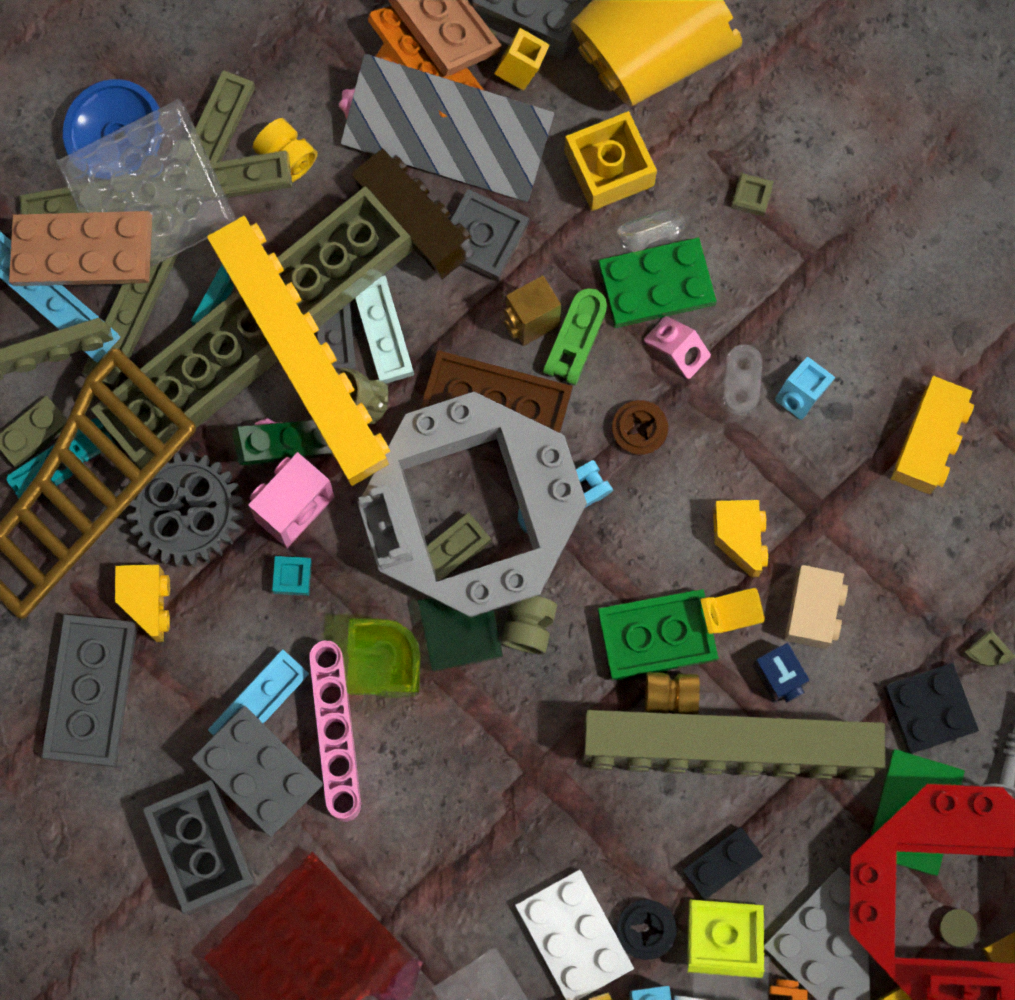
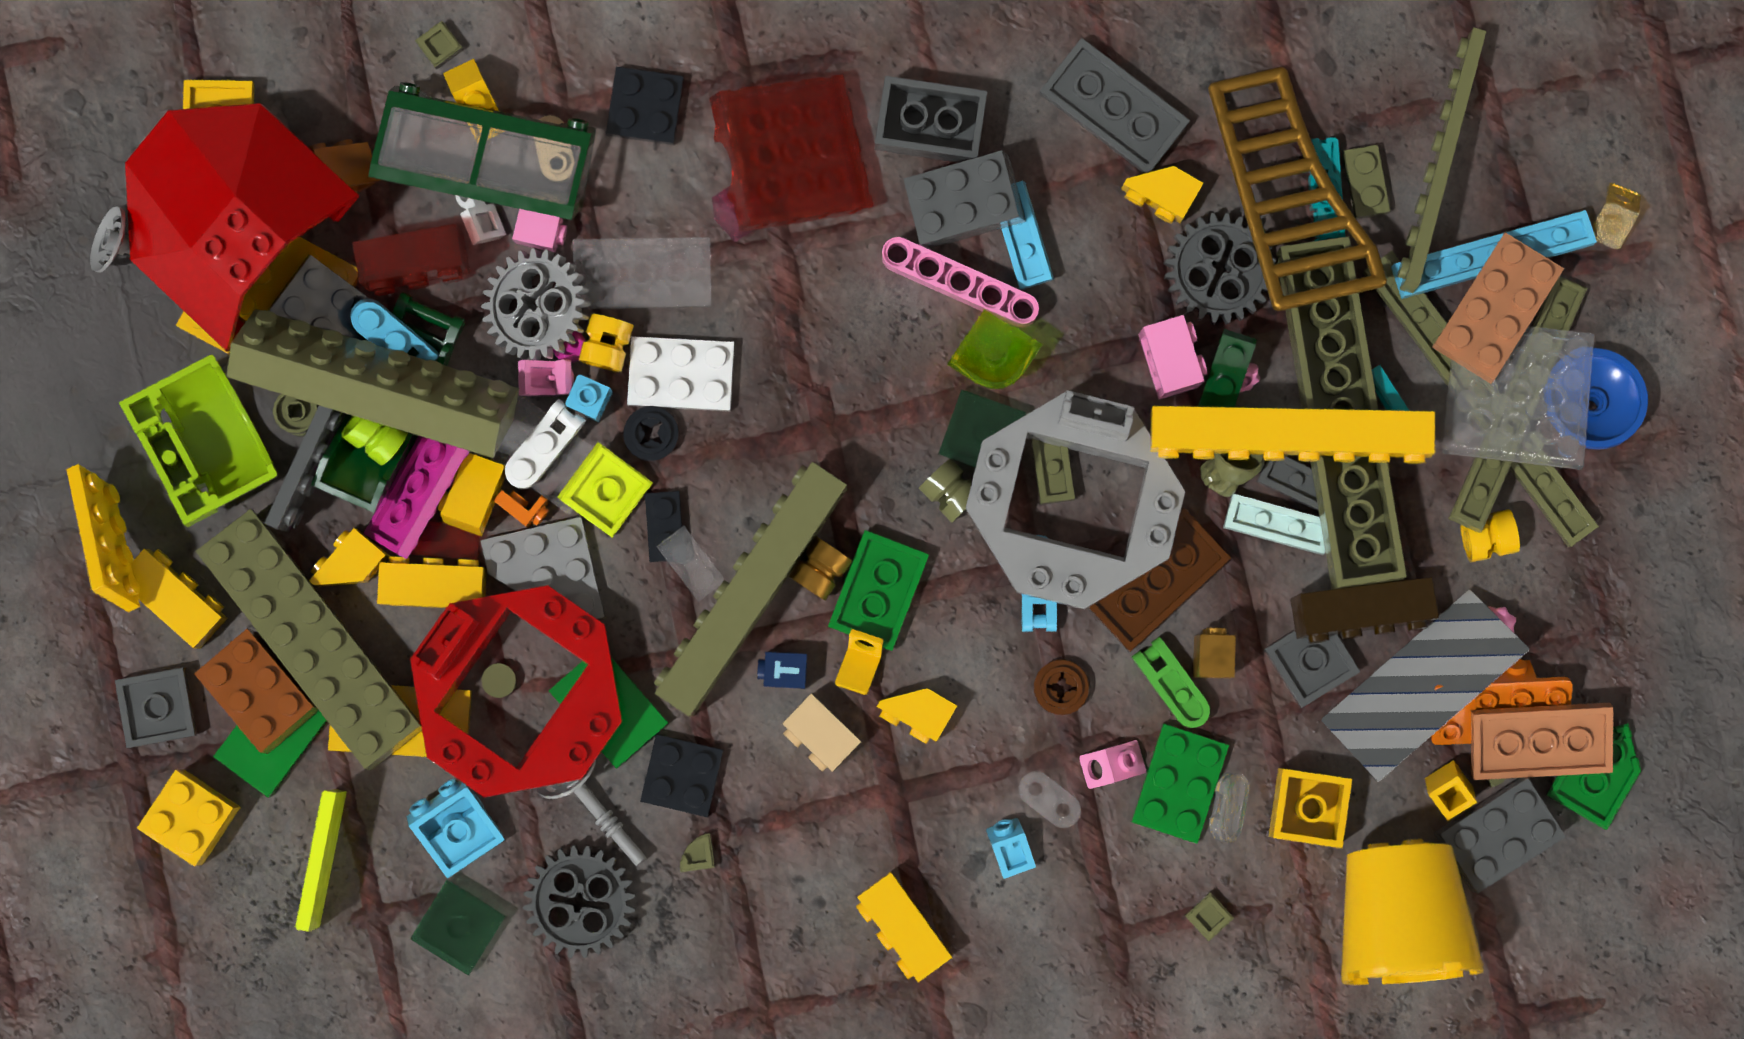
camera: 125 degrees right, 10 degrees up
(292, 575) = (1110, 323): teal plate -> none
(741, 816) = (691, 563): none -> clear plate

